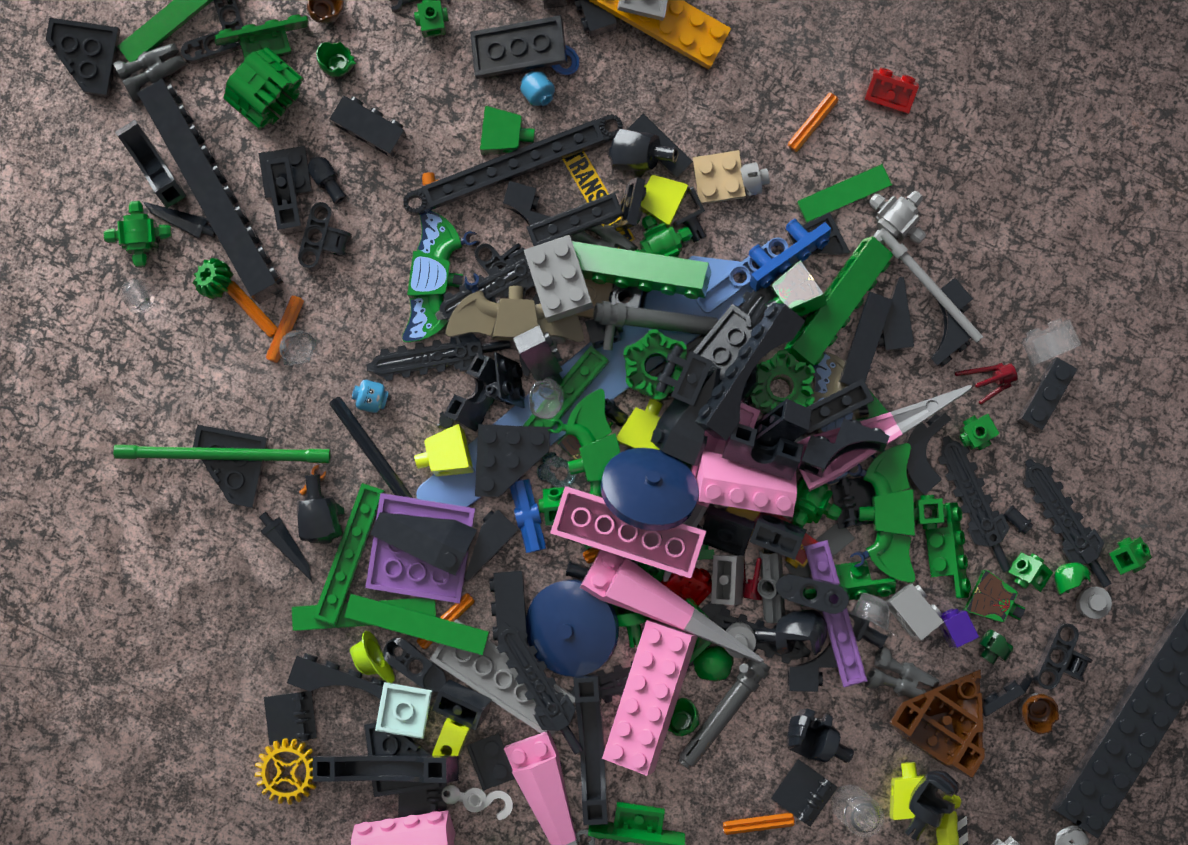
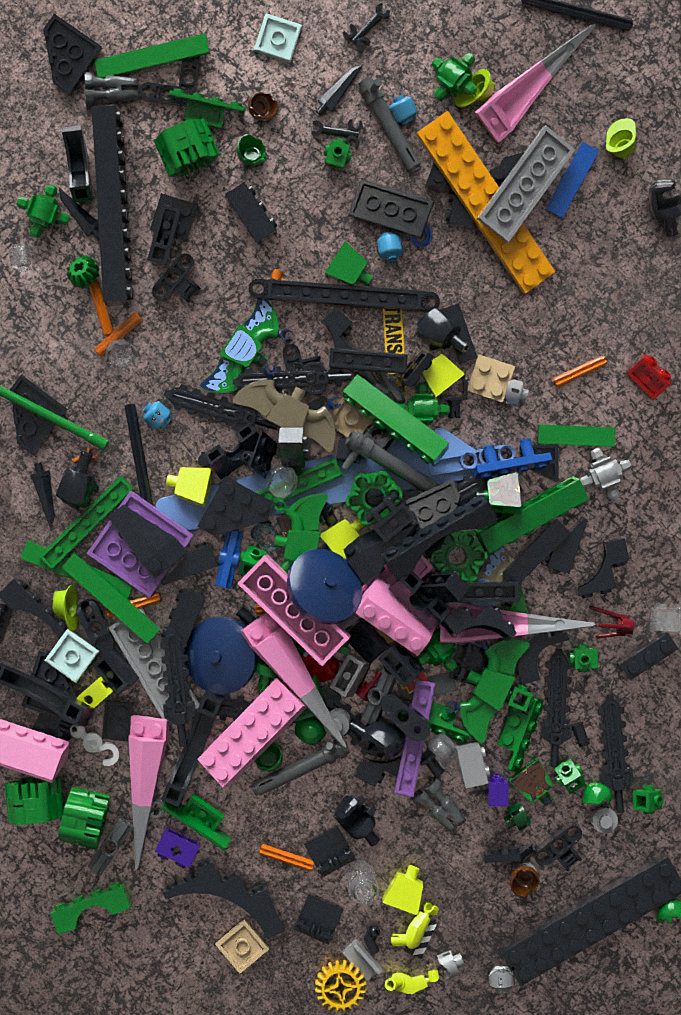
camera: 25 degrees right, 5 degrees up
(325, 177) = (202, 235): black arm -> none
(558, 278) = (334, 400): light grey brick -> none
(900, 251) = (594, 500): light grey bar -> none
(927, 803) = (412, 905): black piece -> none
(946, 723) = (455, 854): reddish brown wedge -> none

